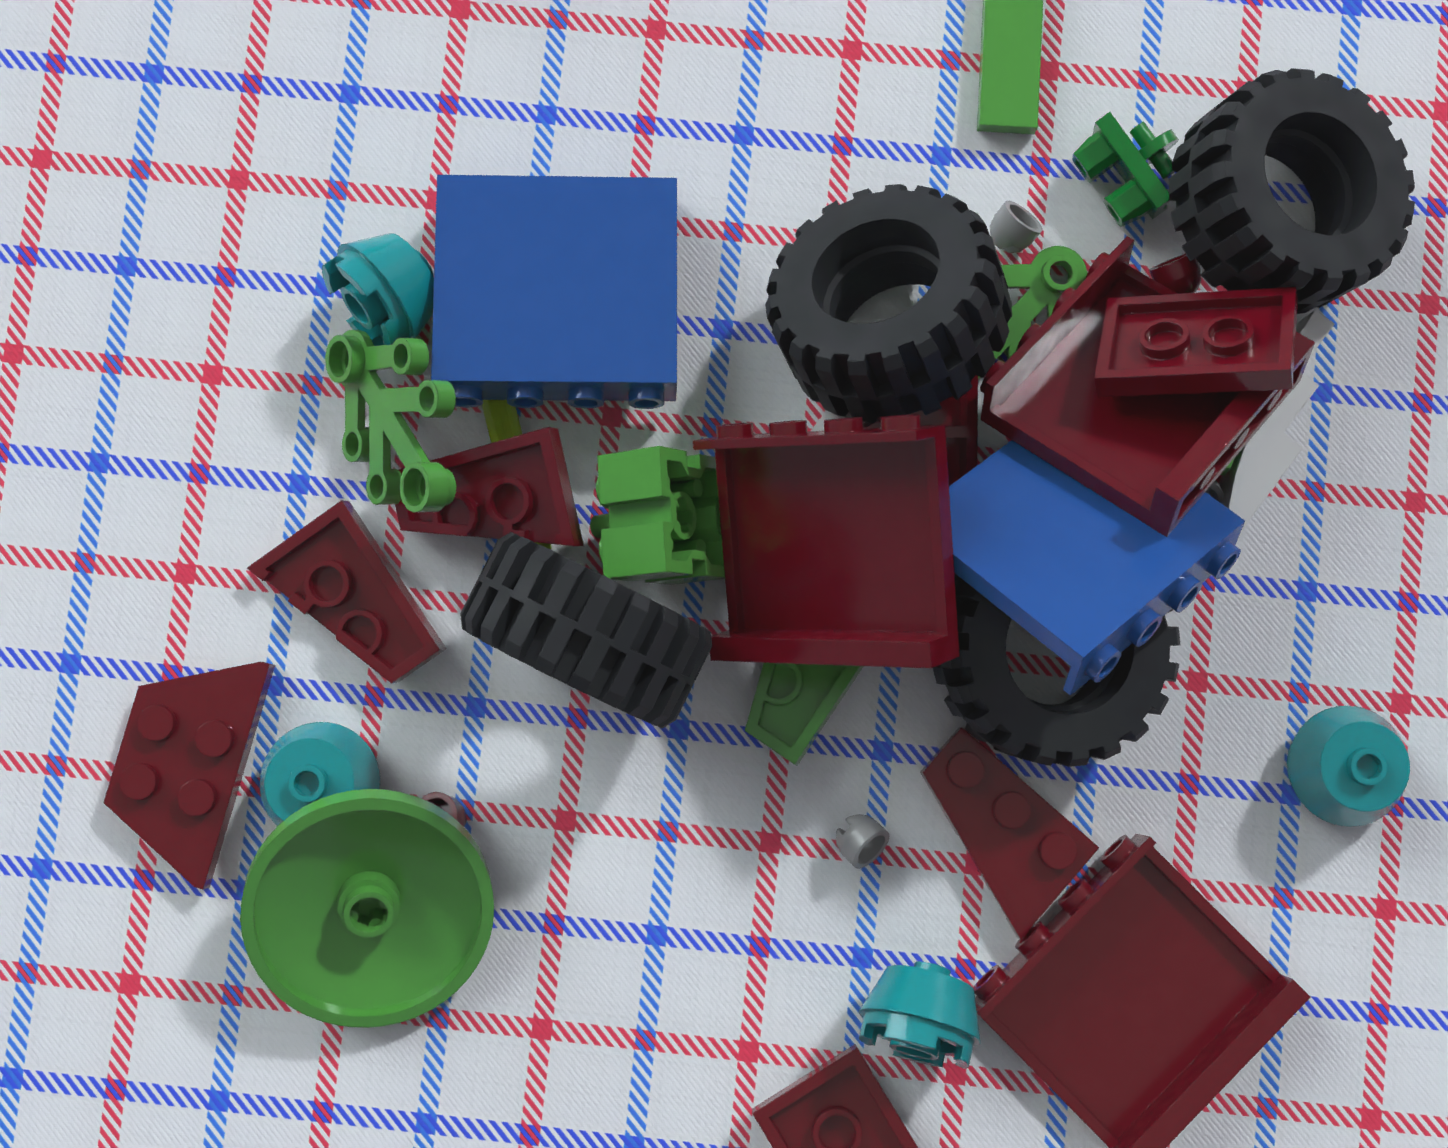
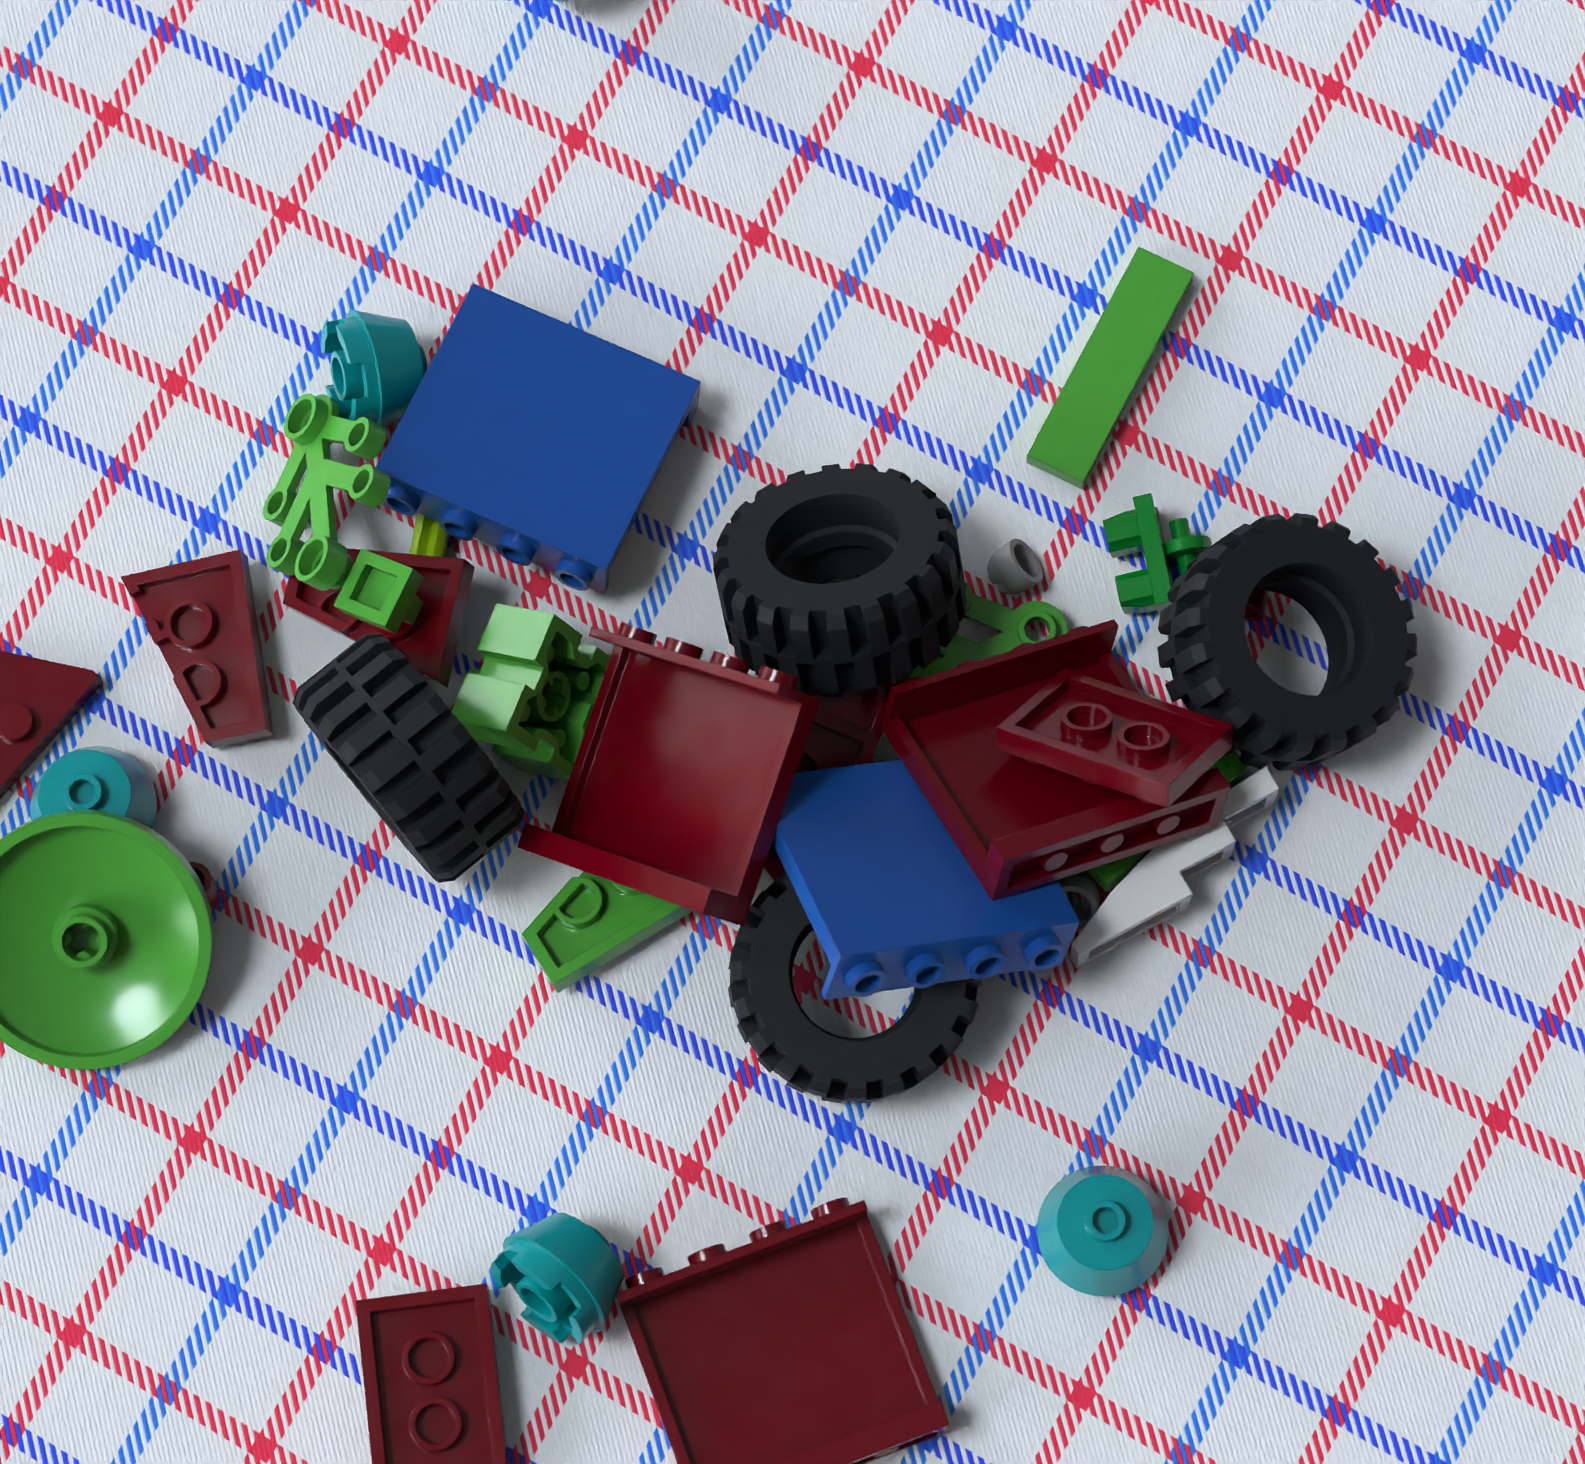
camera: 30 degrees right, 10 degrees down
(489, 490) = (380, 592): none -> bright green tile
(862, 840) = (592, 1105): light grey hinge -> none
(1009, 830) = (735, 1144): dark red wing -> none
(1178, 274) = (1151, 680): dark red hinge -> none

